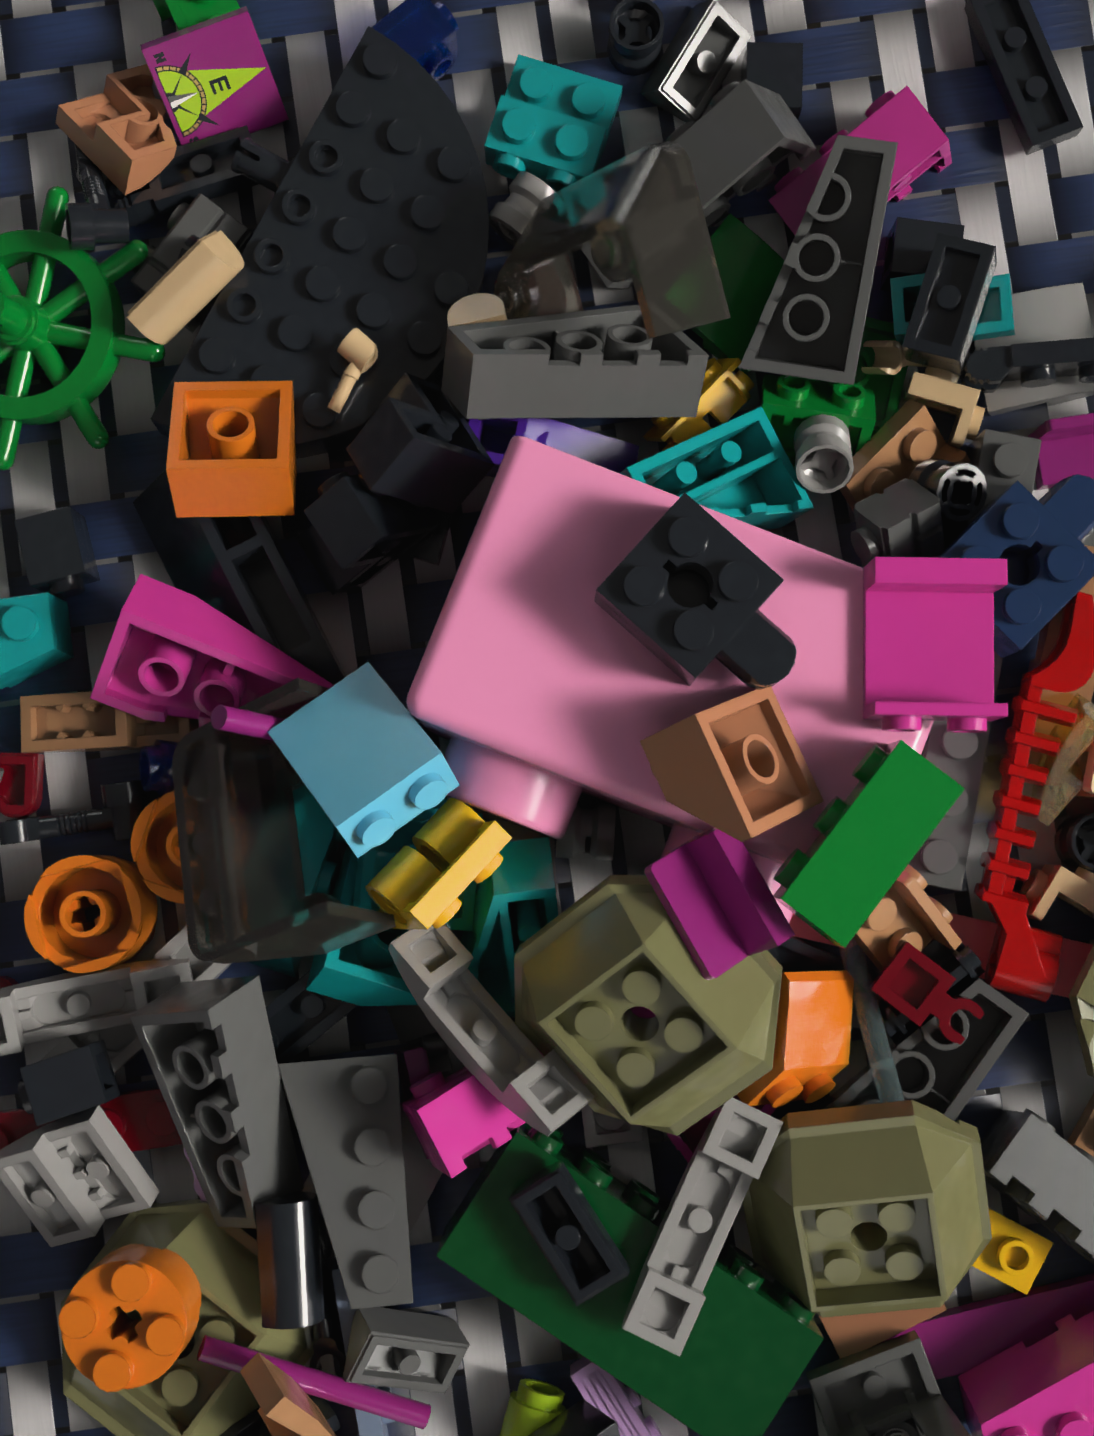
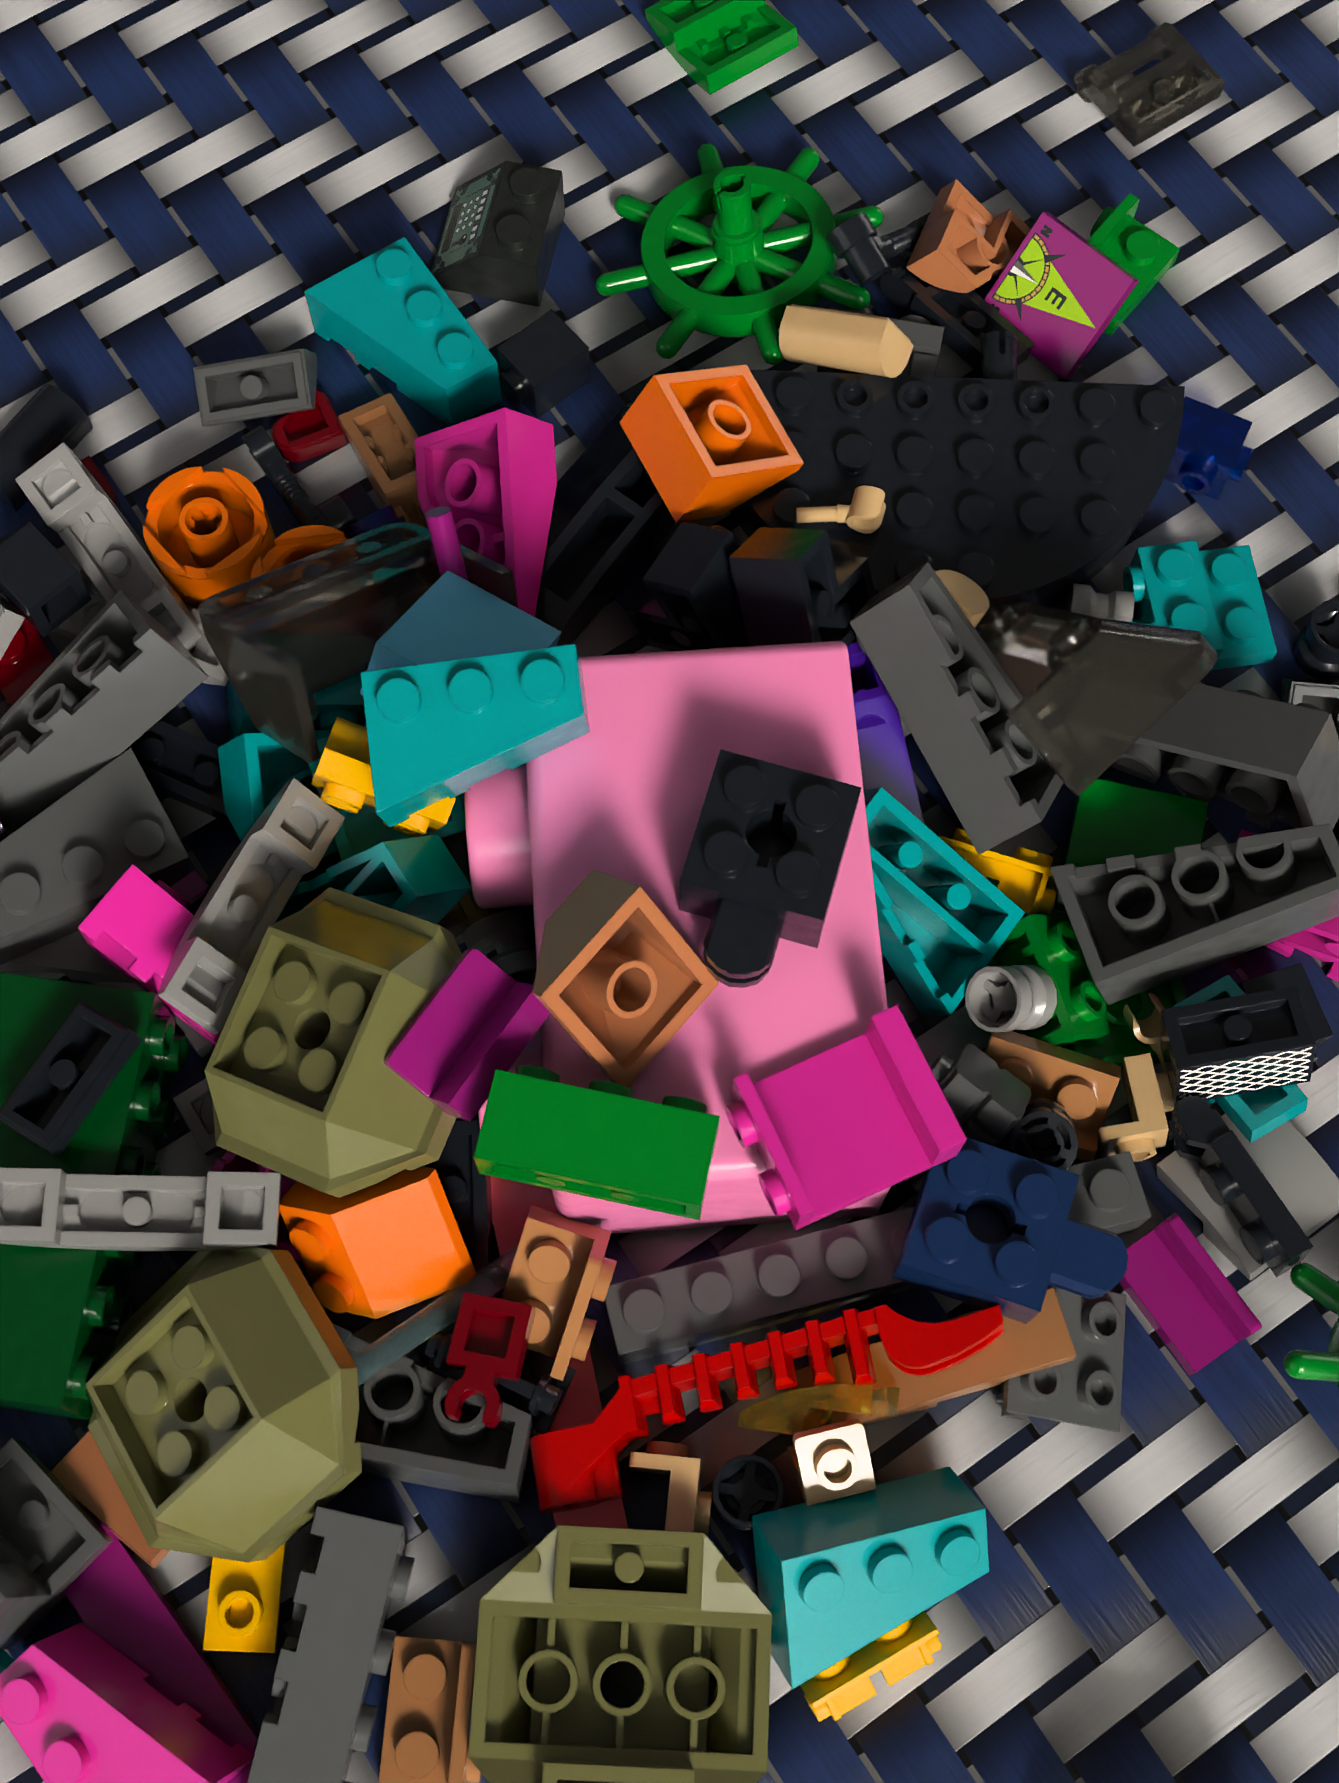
camera: 60 degrees right, 15 degrees down
(457, 785) = (465, 720): none -> teal wedge

